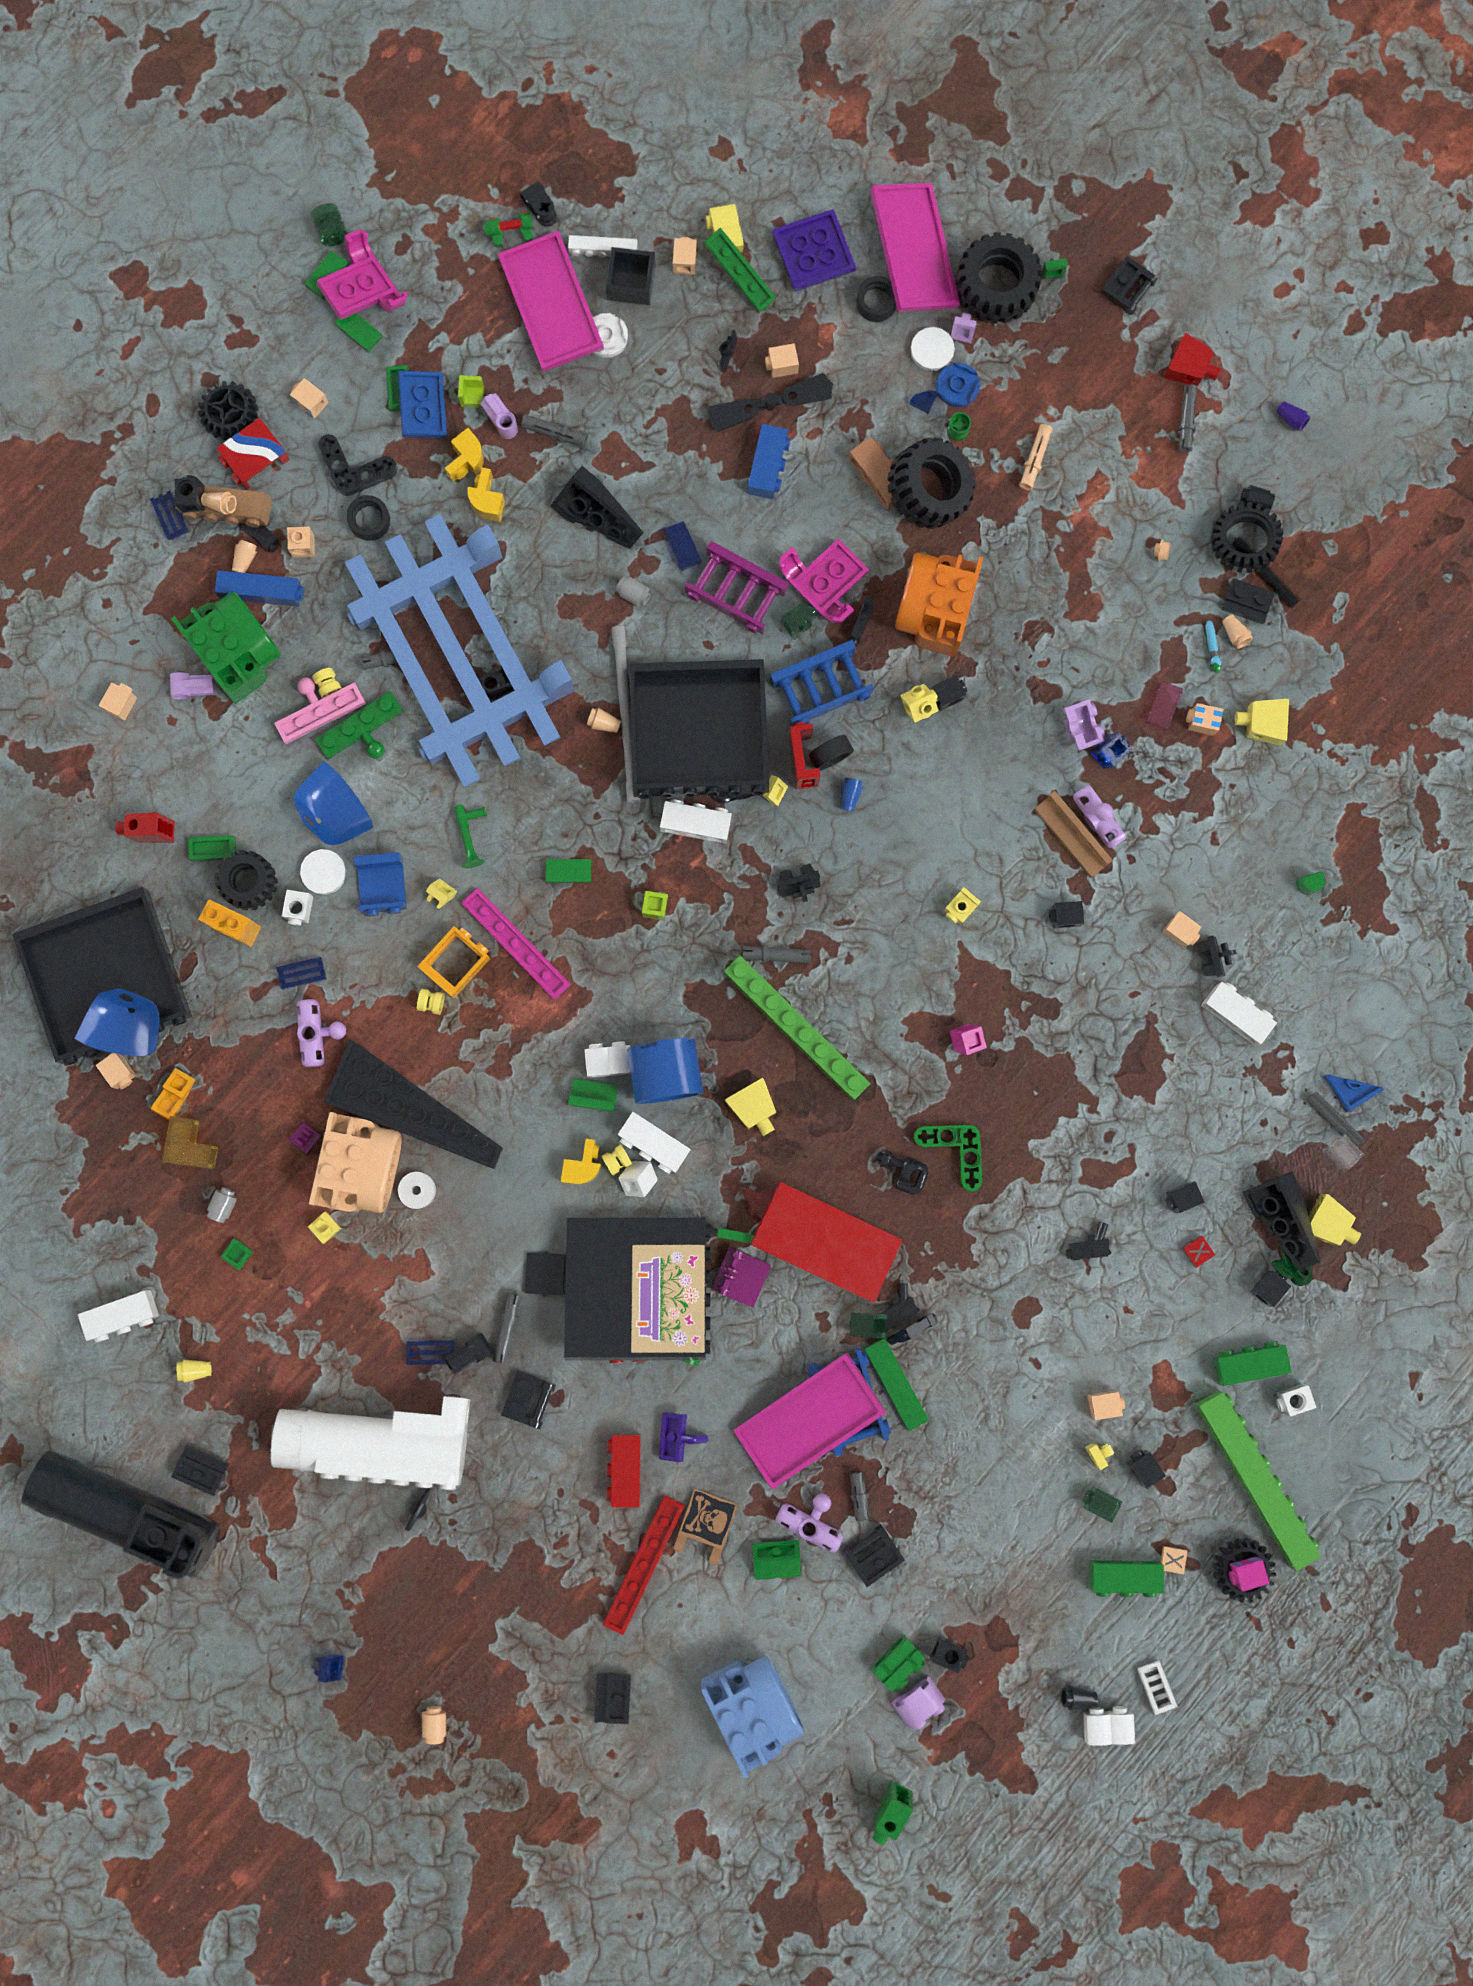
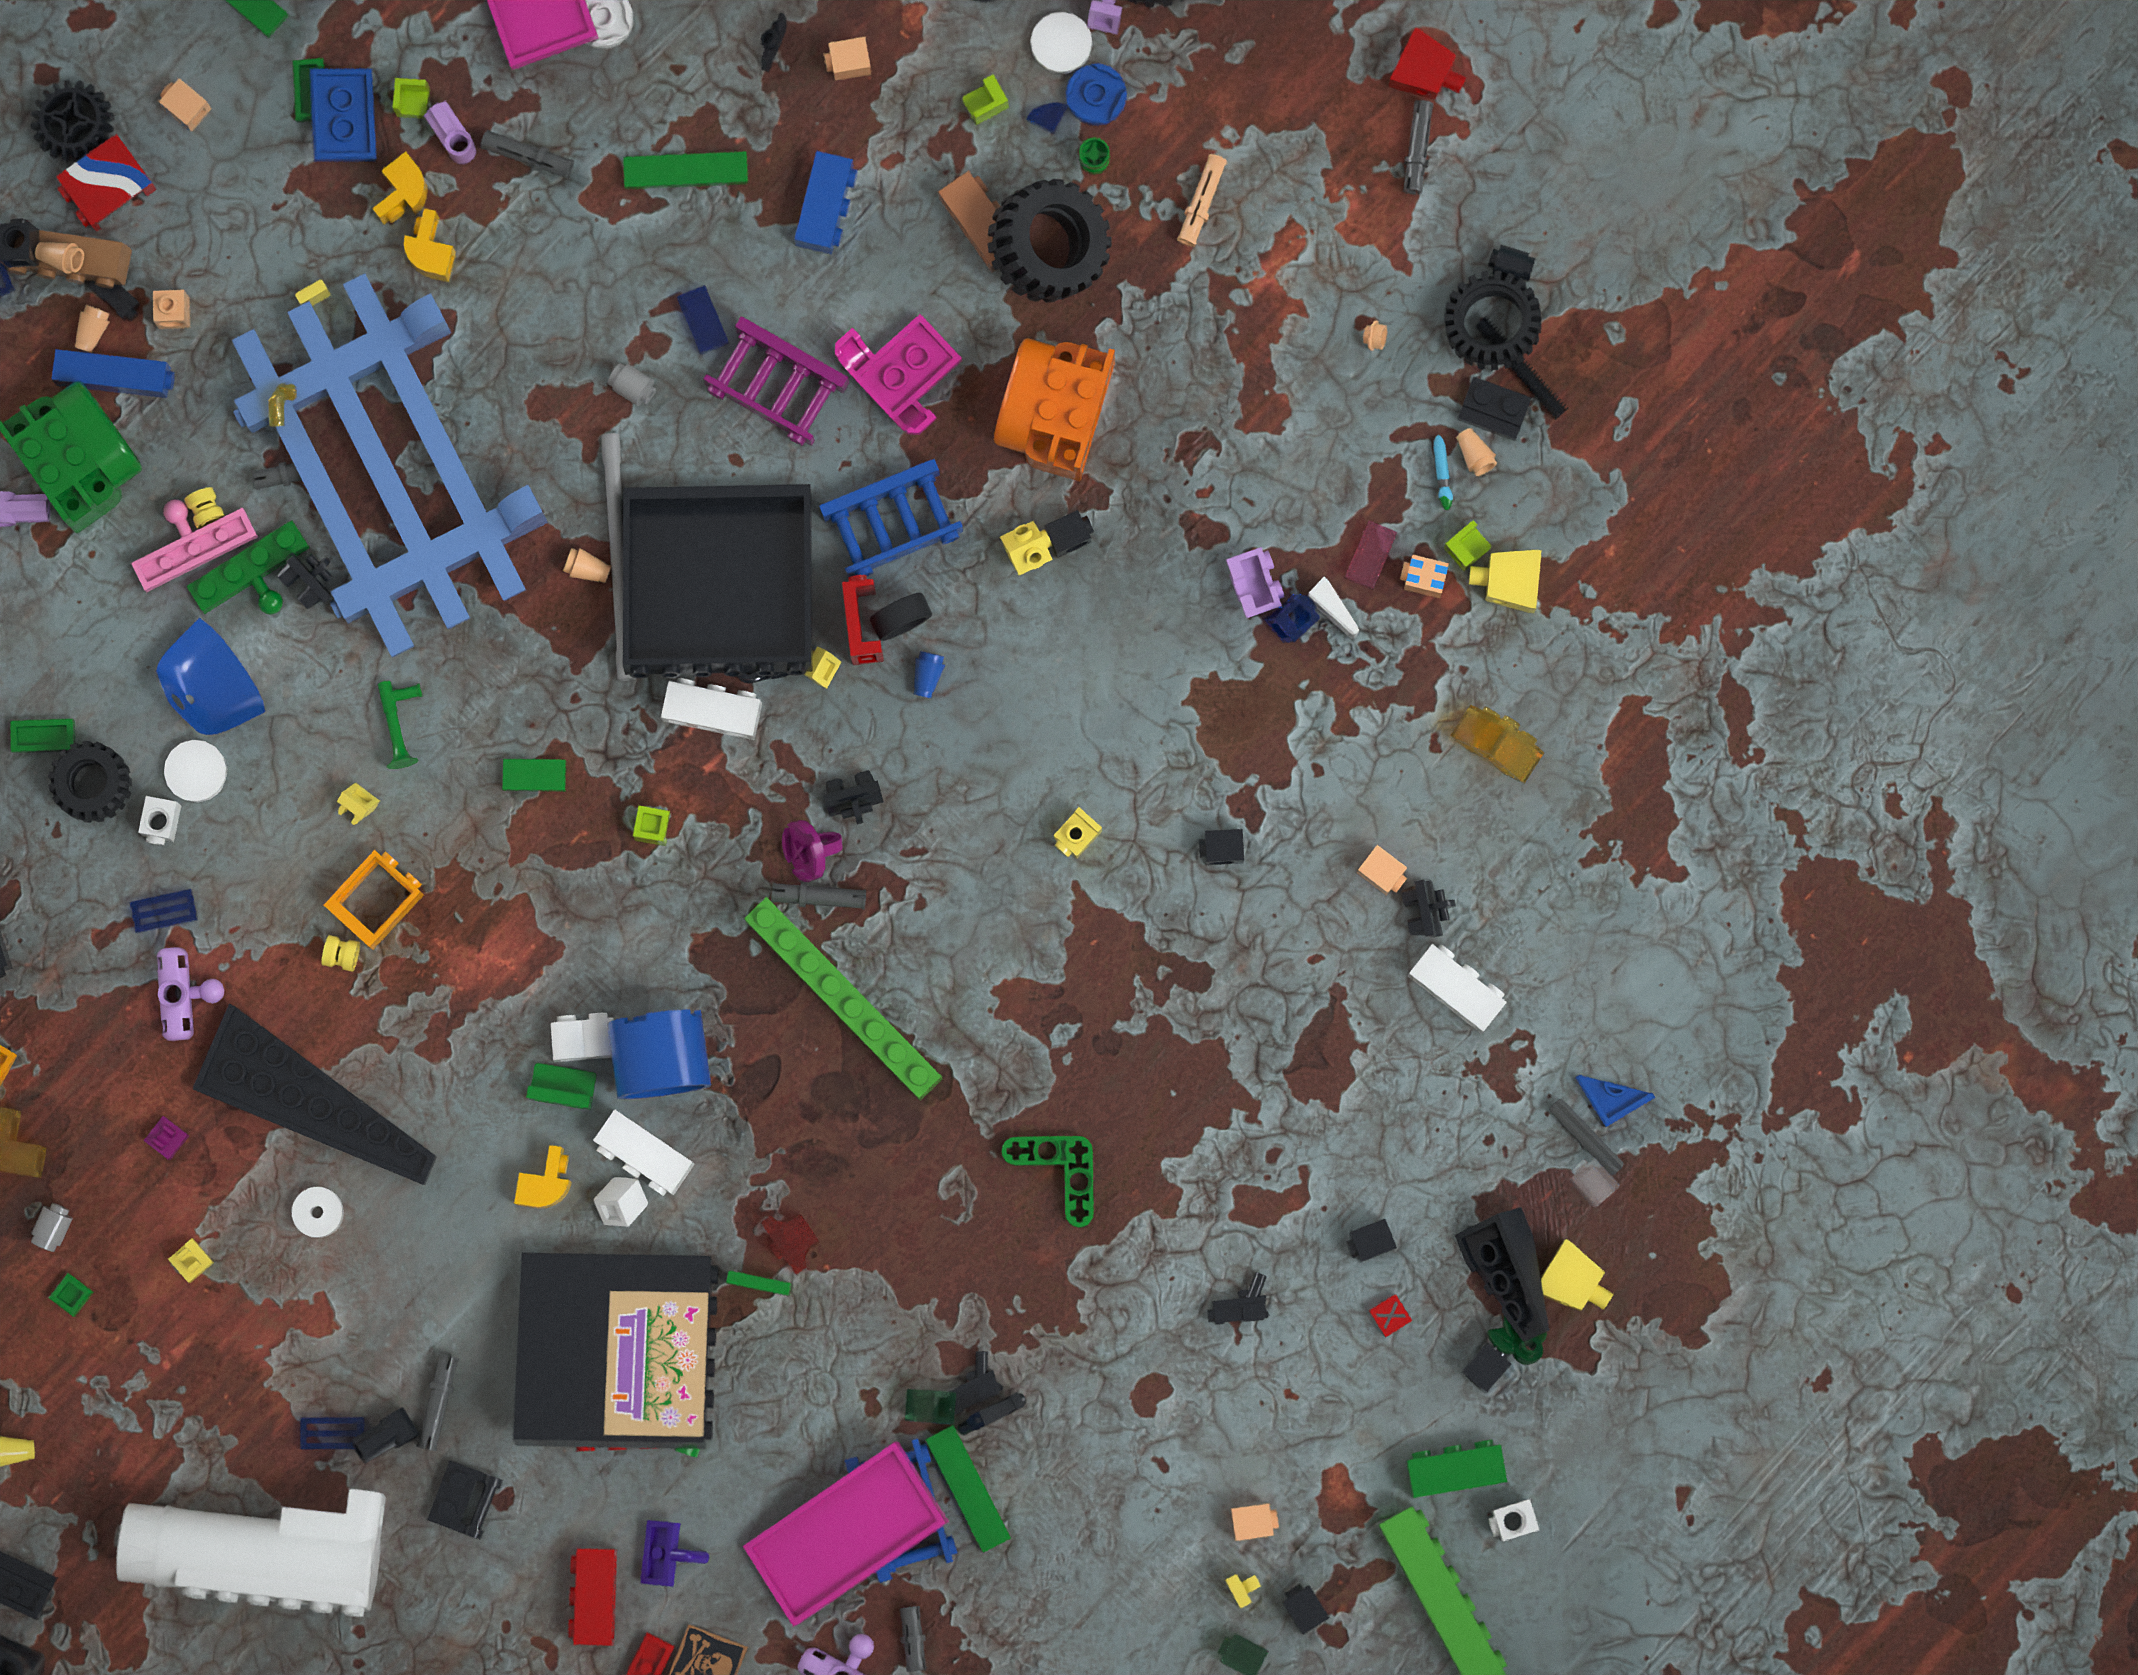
camera: 10 degrees right, 0 degrees up
(229, 923) = (67, 841): light orange window -> none
(354, 475) = (247, 213): black beam -> none
(356, 1165) = (236, 1176): light nougat brick -> none
(362, 502) = (256, 253): black tyre -> none
(378, 604) = (276, 403): none -> clear yellow arm
(381, 883) = (275, 789): blue panel -> none
(393, 725) = (315, 590): none -> black hips
(404, 528) = (314, 293): none -> light yellow tile
(417, 1509) = (312, 1645): black piece -> none
(500, 678) = (446, 506): black piece -> none
(516, 943) = (459, 875): dark pink tile -> none
(545, 1273) = (490, 1329): black piece -> none
(593, 506) = (577, 261): black wedge -> none
(611, 1161) = (585, 1178): light yellow wheel -> none
(668, 441) = (685, 170): none -> green tile
(732, 413) = (778, 132): black piece -> none
(741, 1277) = (759, 1339): magenta hinge -> none
(753, 1106) = (782, 1105): light yellow torso -> none
(768, 920) = (808, 849): none -> magenta tile
(798, 619) = (862, 427): clear green brick -> none
(826, 1242) = (876, 1292): red tile -> none
(862, 620) = (949, 432): black piece -> none
(882, 389) = (986, 100): none -> lime panel
(907, 1167) = (990, 1194): black piece -> none
(968, 1039) = (1078, 1017): dark pink brick -> none
(1073, 834) = (1235, 736): medium nougat fence -> none
(1099, 816) = (1272, 711): lavender piece -> none
(1140, 743) = (1332, 607): none -> white slope
(1232, 698) = (1467, 546): none -> lime panel
(1263, 835) = (1498, 742): none -> clear yellow brick
(1293, 416) = (1568, 145): dark purple cone -> none
(1311, 883) = (1565, 808): green brick -> none

